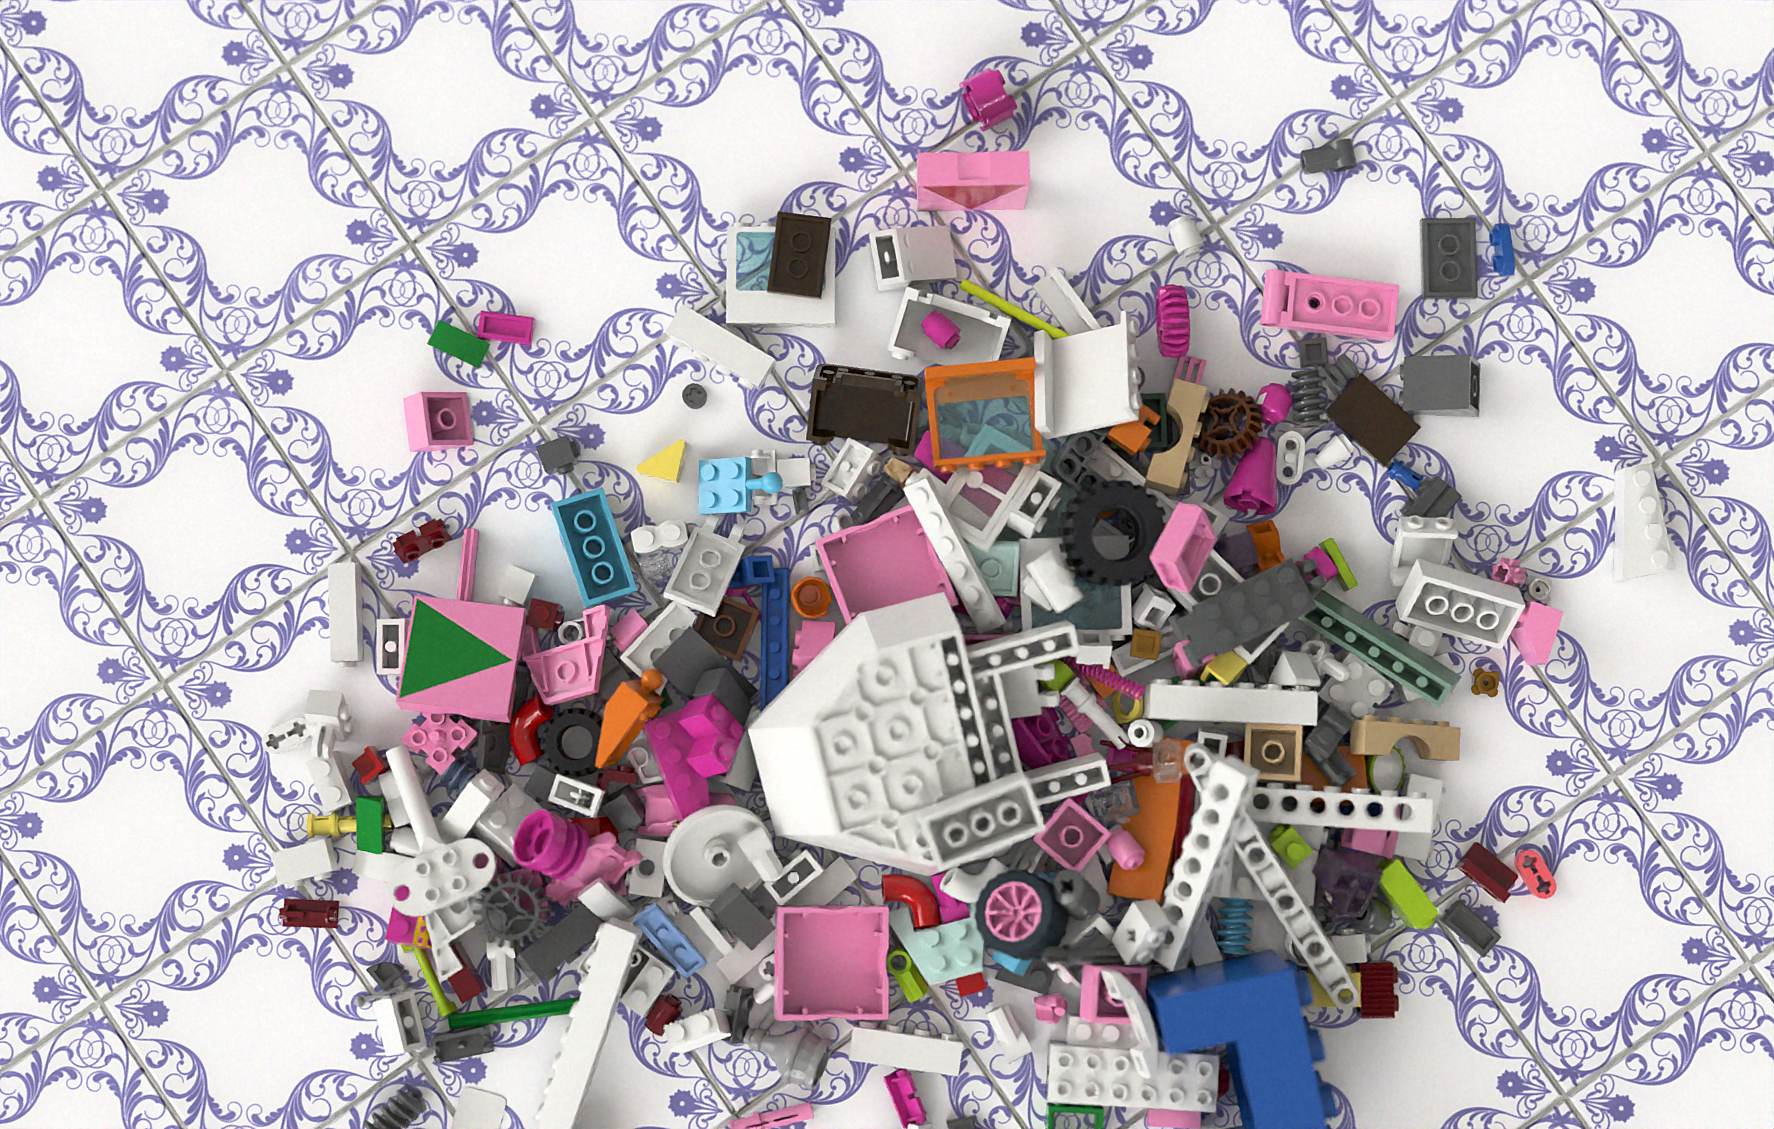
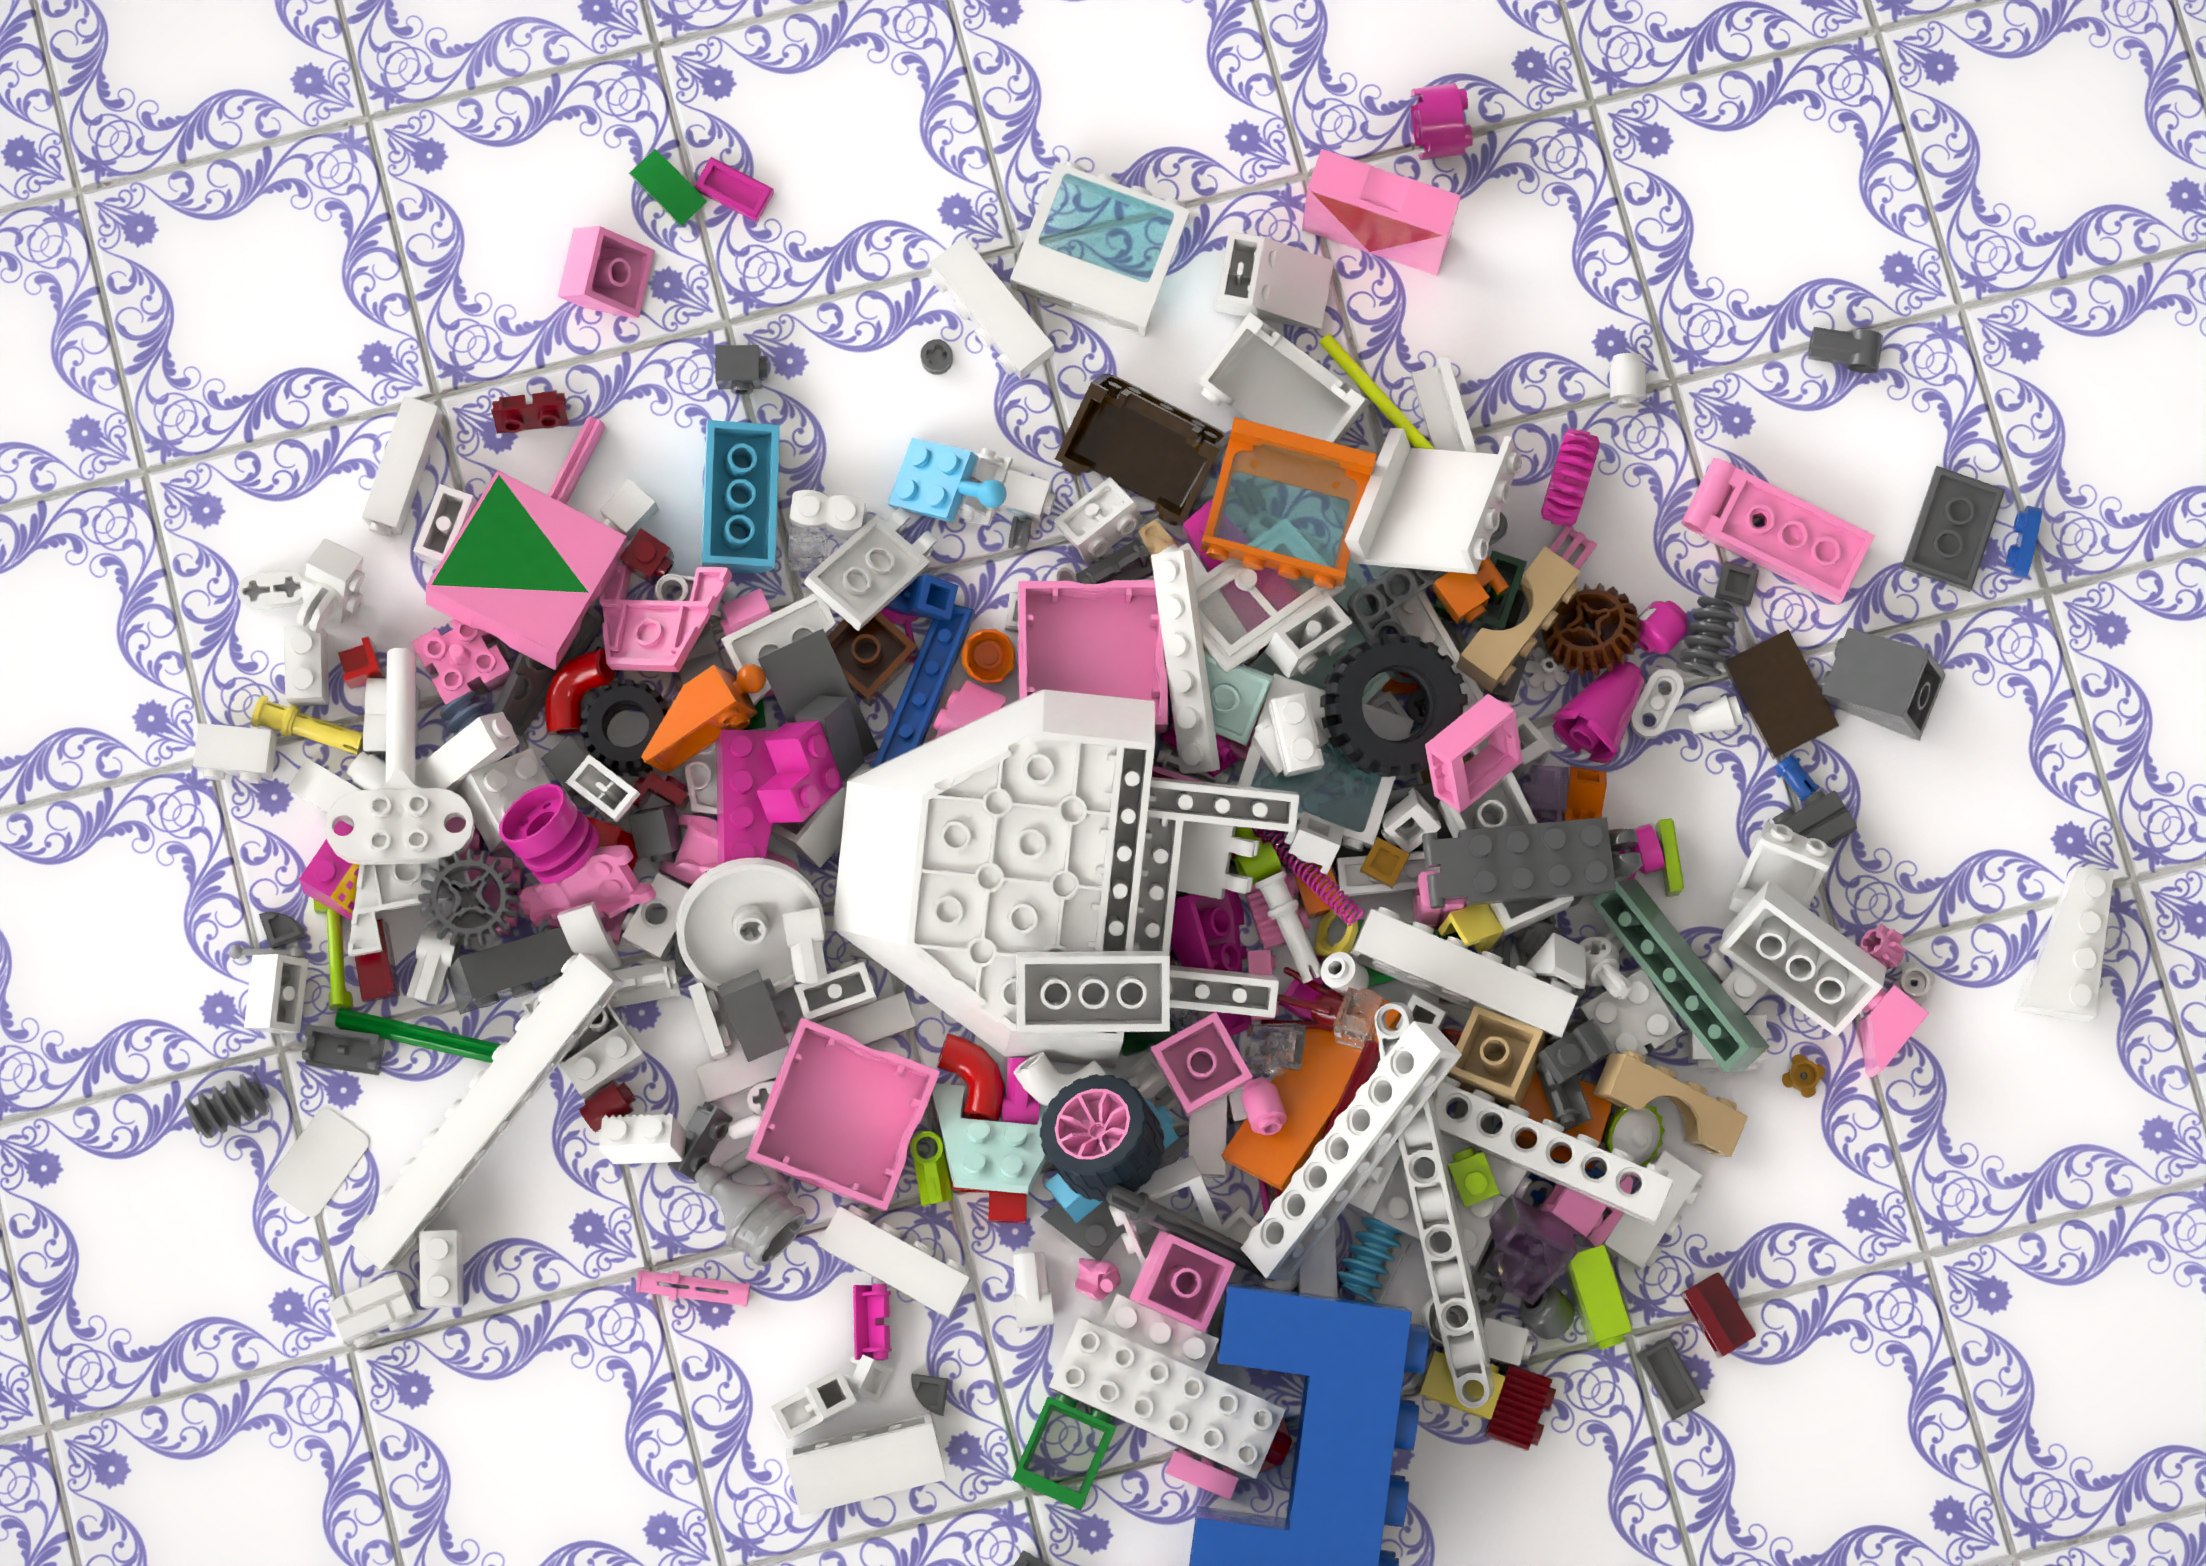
camera: 20 degrees right, 5 degrees down
(310, 913) = (216, 819): dark red hinge -> none
(370, 824) = (334, 733): green slope -> none
(665, 464) = (869, 426): light yellow slope -> none
(670, 940) = (651, 1016): light blue tile -> none
(799, 255) = (1132, 228): dark brown tile -> none
(941, 330) = (1275, 384): dark pink brick -> none
(1076, 894) = (1179, 1135): dark grey piece -> none
(1141, 932) = (1244, 1214): white brick -> none
(1146, 1052) = (1194, 1367): white slope -> none
(1342, 370) = (1764, 618): dark grey wheel -> none
(1530, 877) = (1787, 1338): coral beam -> none

